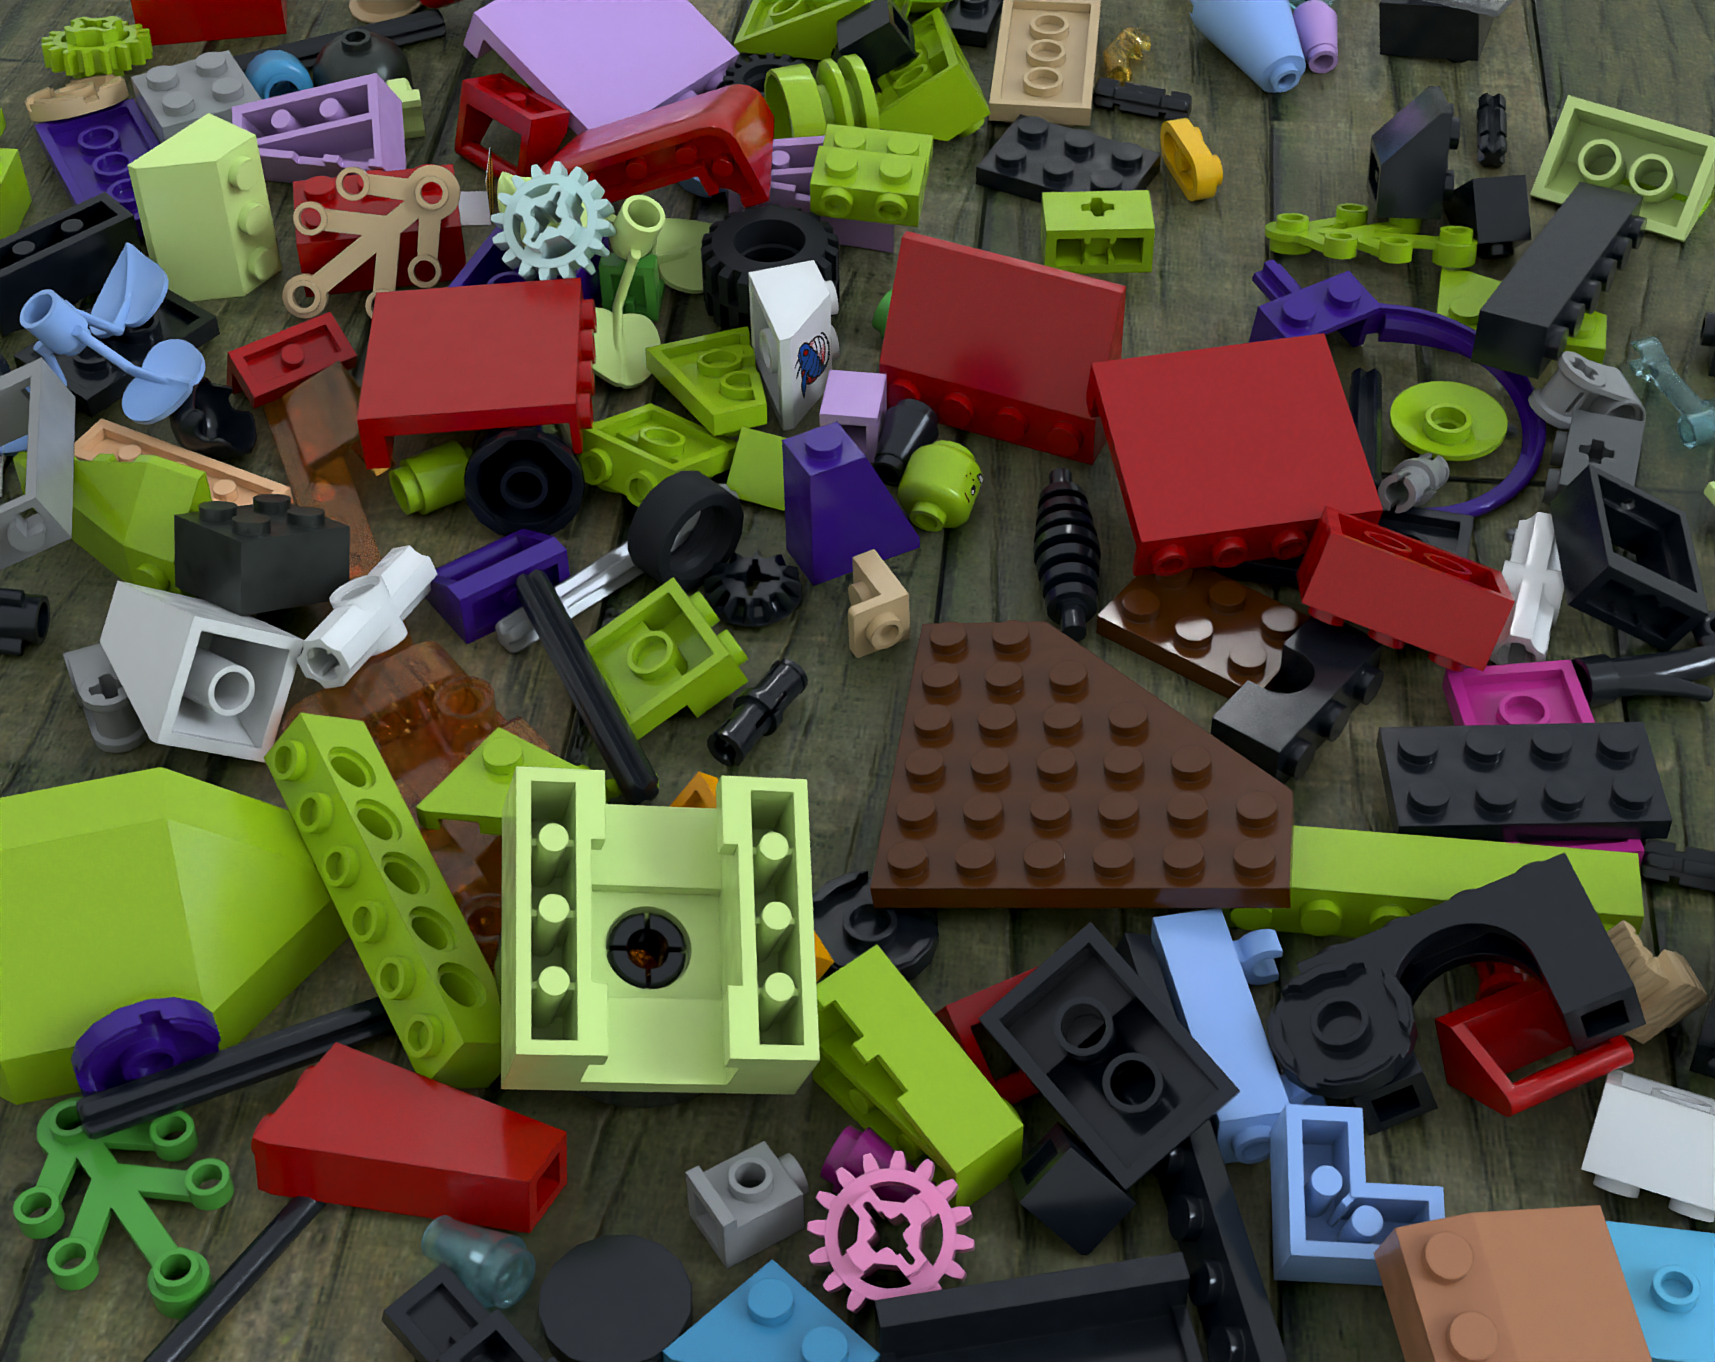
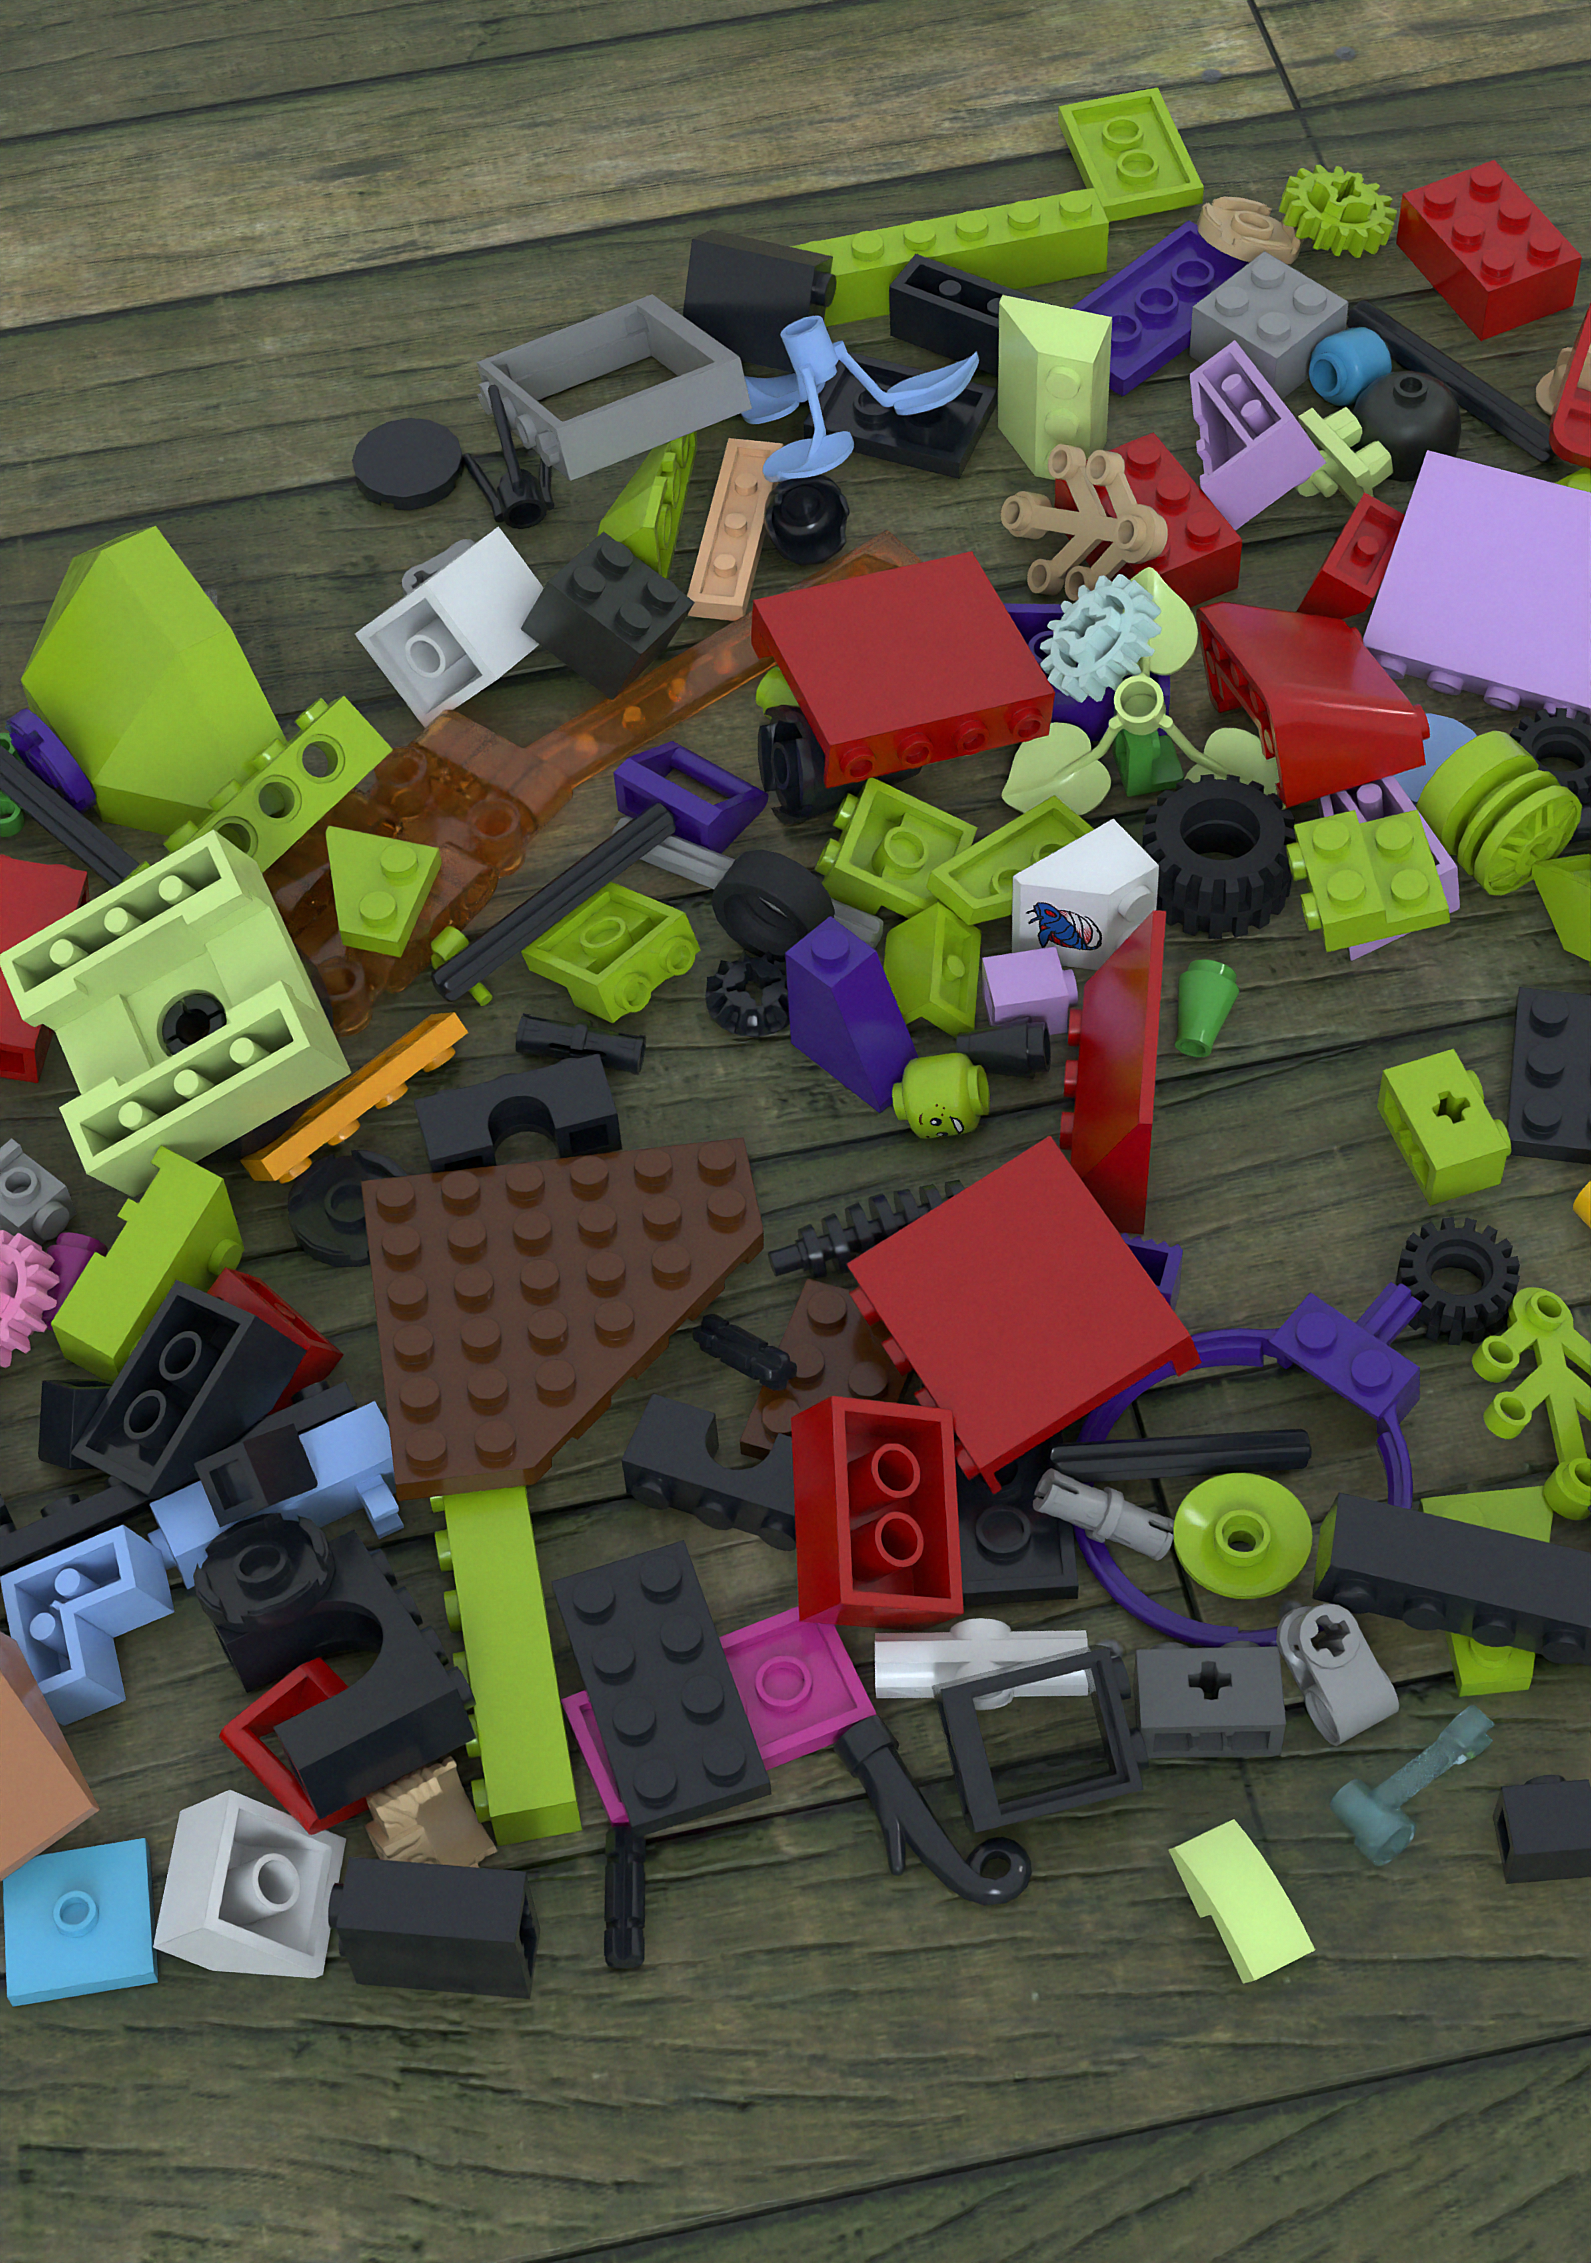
camera: 75 degrees right, 10 degrees up
(287, 359) = (904, 533): red panel -> none
(366, 617) = (563, 715): white piece -> none
(478, 206) = (1265, 585): white sticker -> none
(836, 734) = (559, 1101): none -> black arch
(878, 607) = (754, 1096): tan bracket -> none
(1181, 656) = (744, 1352): none -> black axle
(1231, 255) = (1464, 1250): none -> black tyre
(1234, 1005) = (256, 1474): none -> black panel

